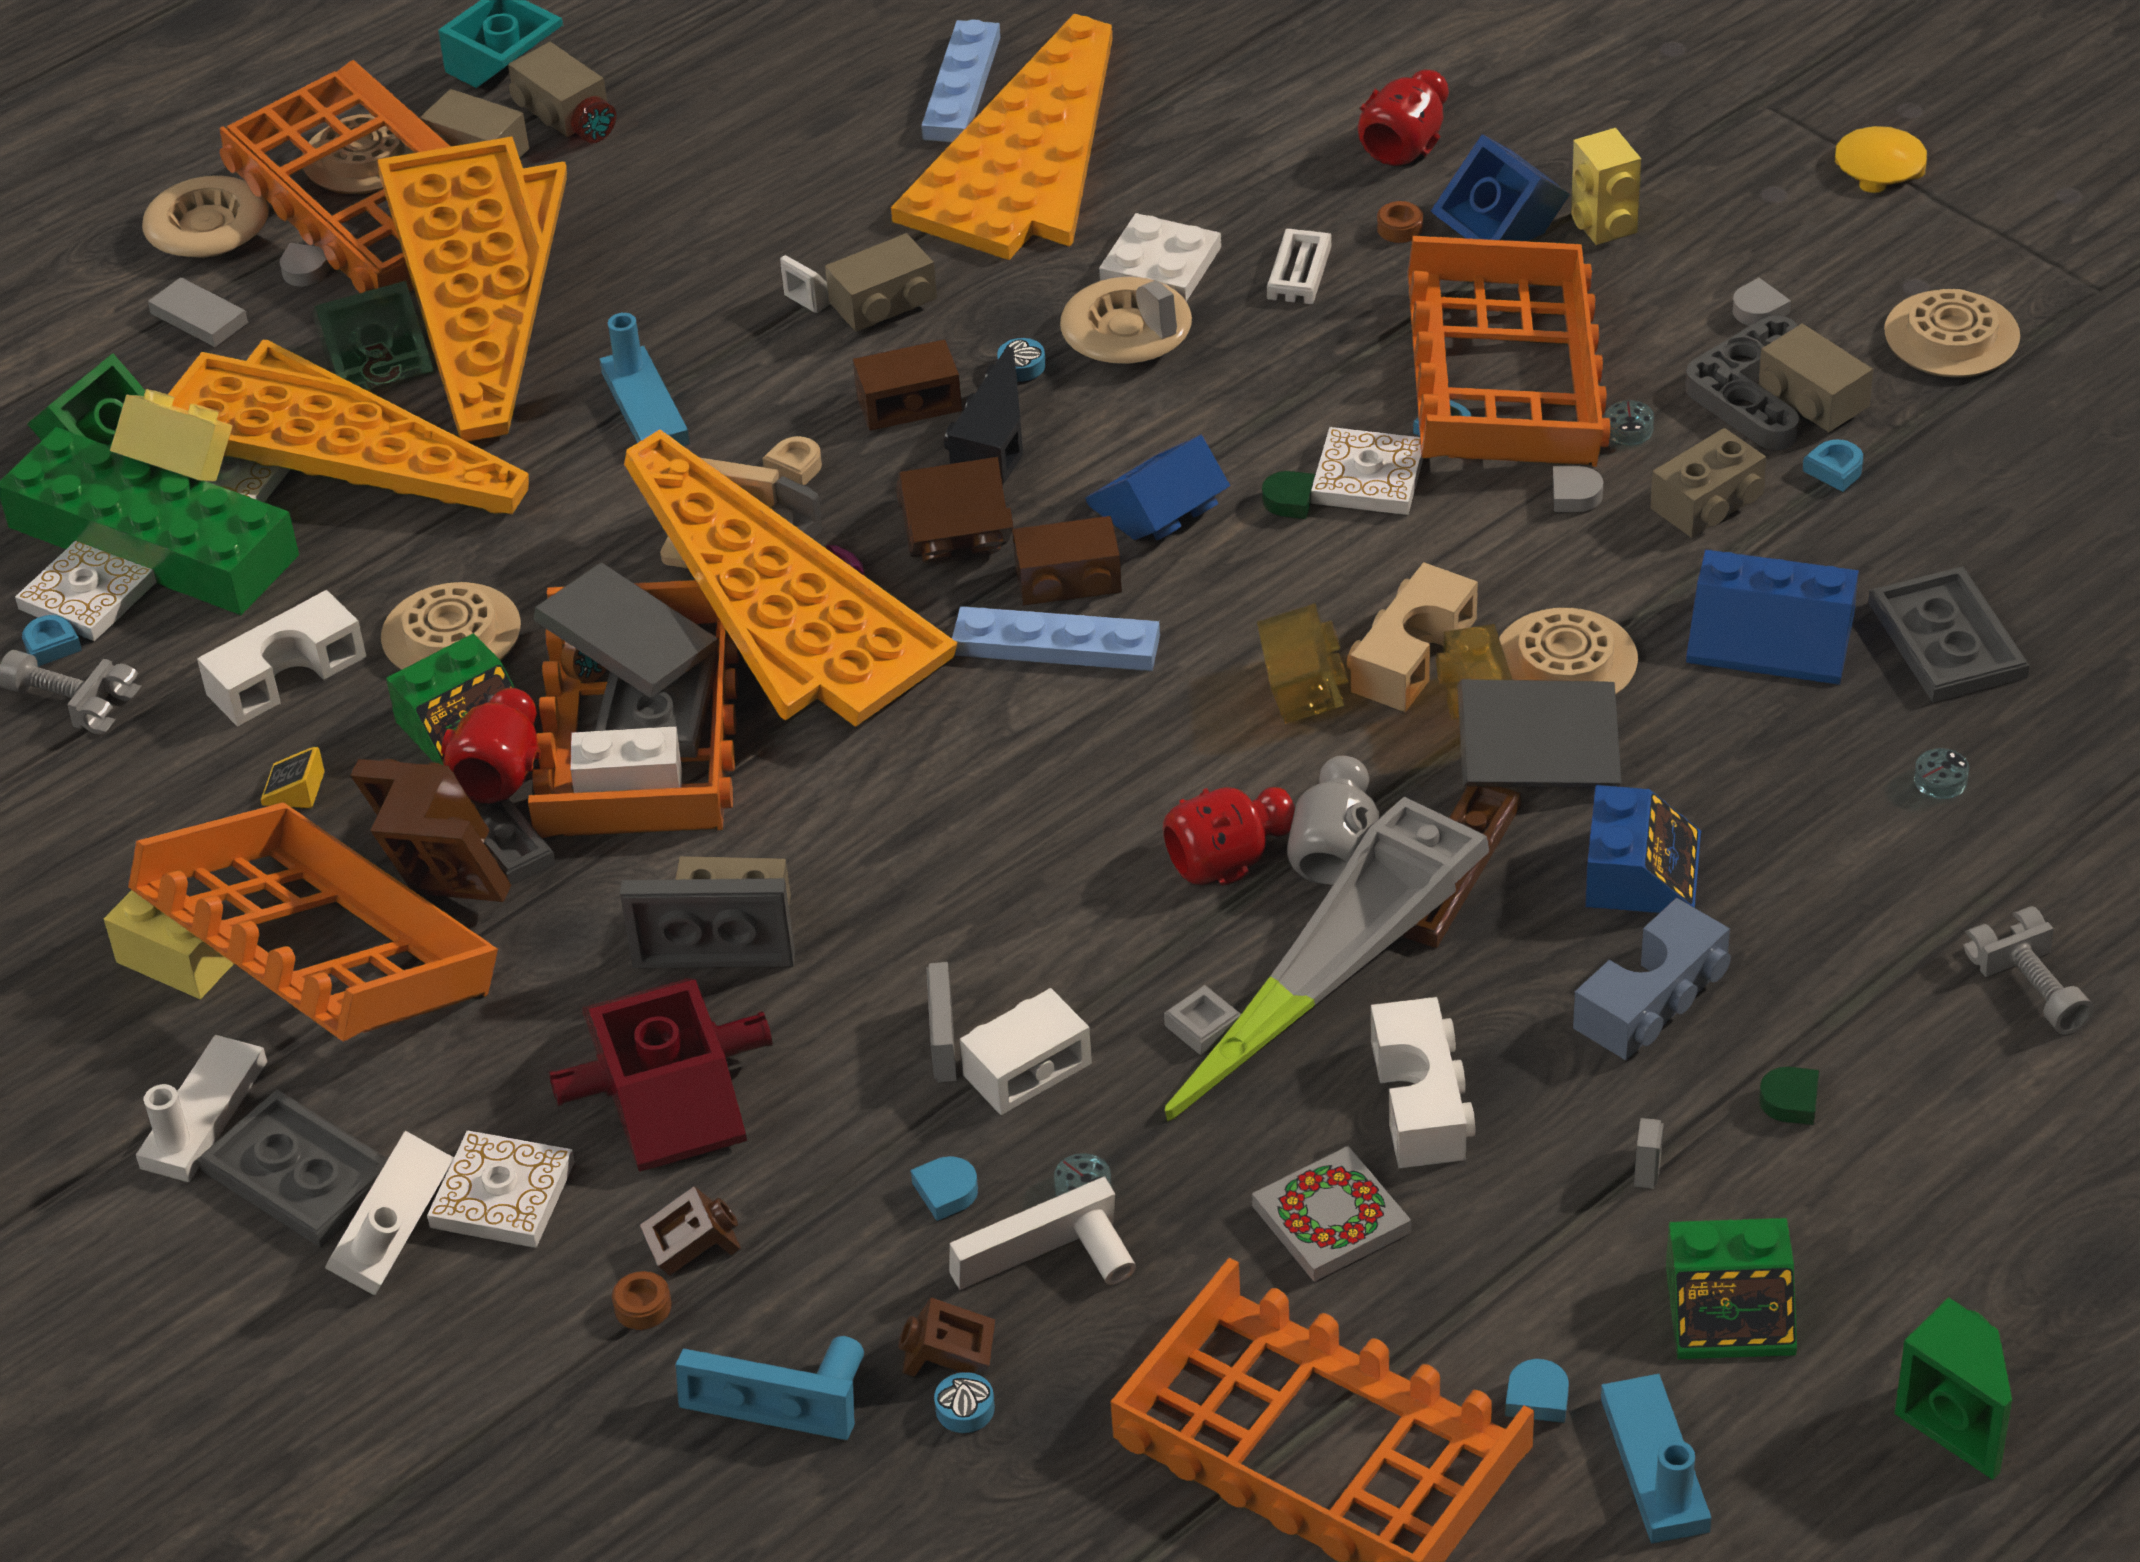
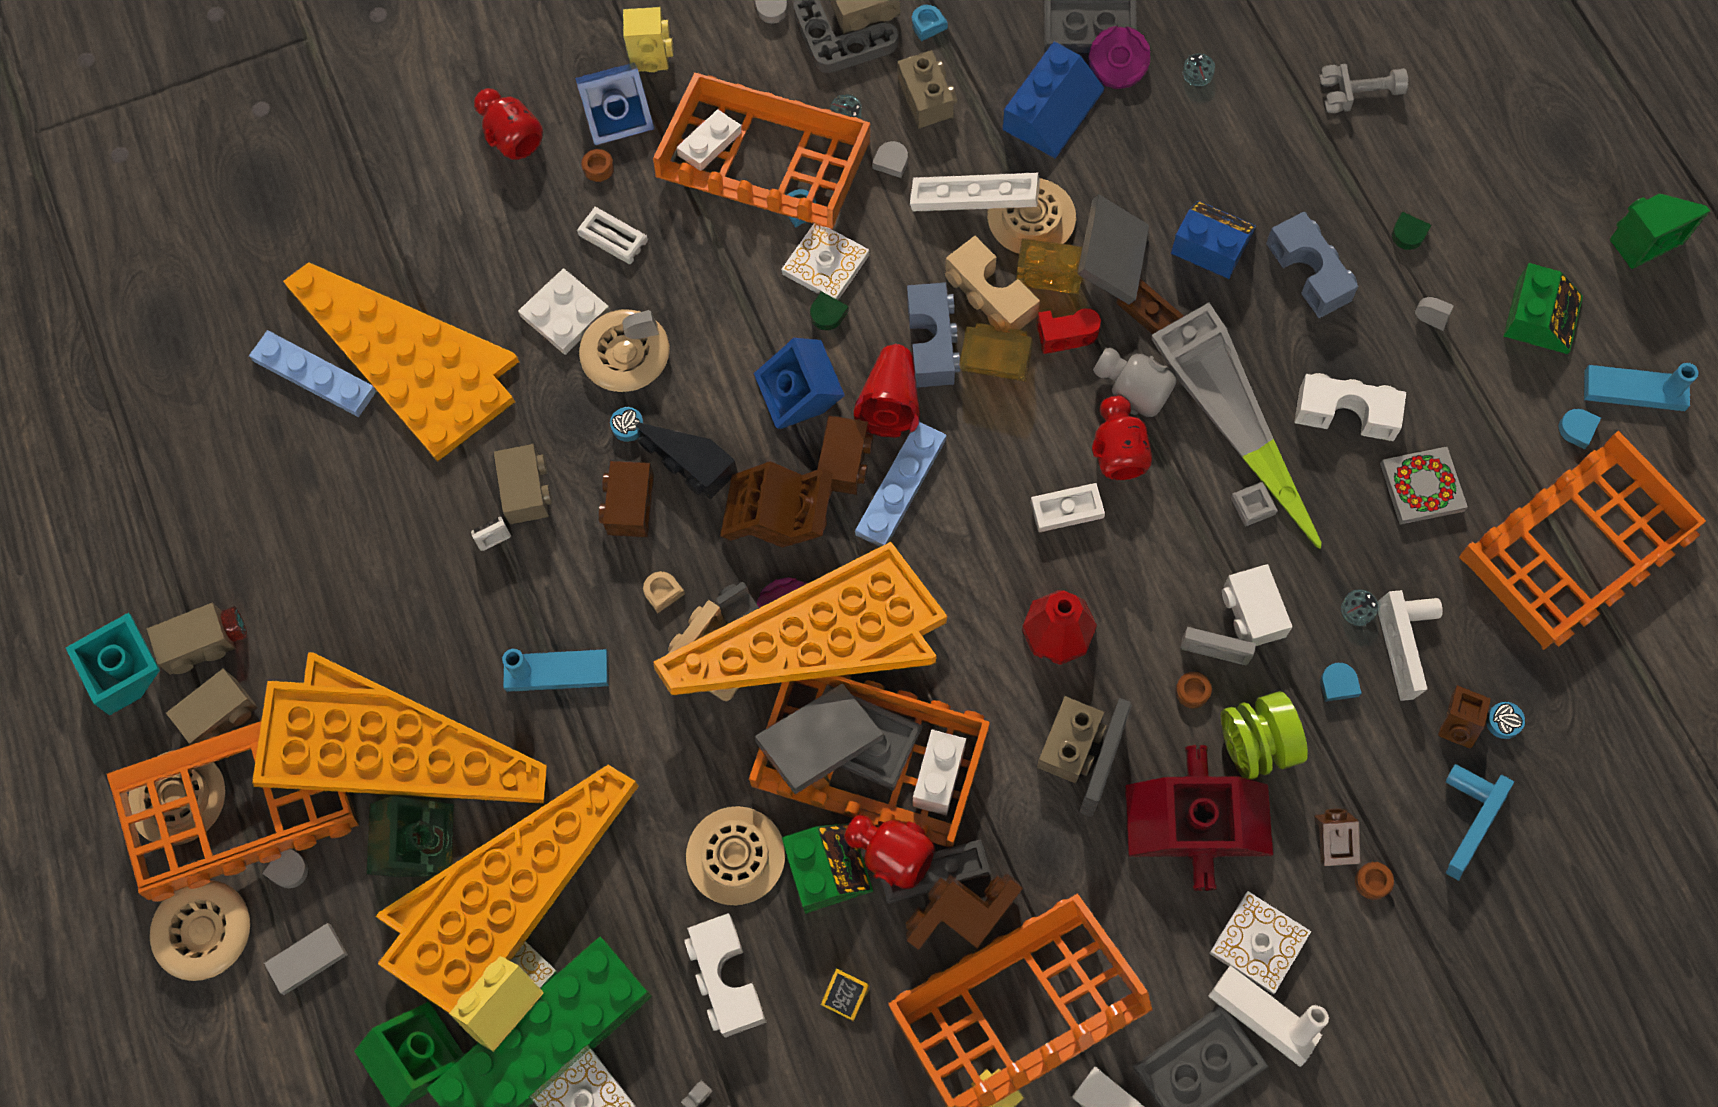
camera: 70 degrees left, 25 degrees up
(807, 1085) = (1264, 735): none -> lime wheel
(867, 1024) = (1193, 690): none -> dark orange tile
(904, 840) = (1059, 627): none -> red cone
(1095, 809) = (1067, 507): none -> white plate
(1184, 570) = (890, 394): none -> red cone
(1342, 585) = (930, 310): none -> sand blue arch
(1383, 736) = (1067, 331): none -> red leg
(1490, 298) = (709, 140): none -> white plate
(1556, 570) = (975, 192): none -> white plate
(1900, 672) = (1119, 57): none -> magenta tile

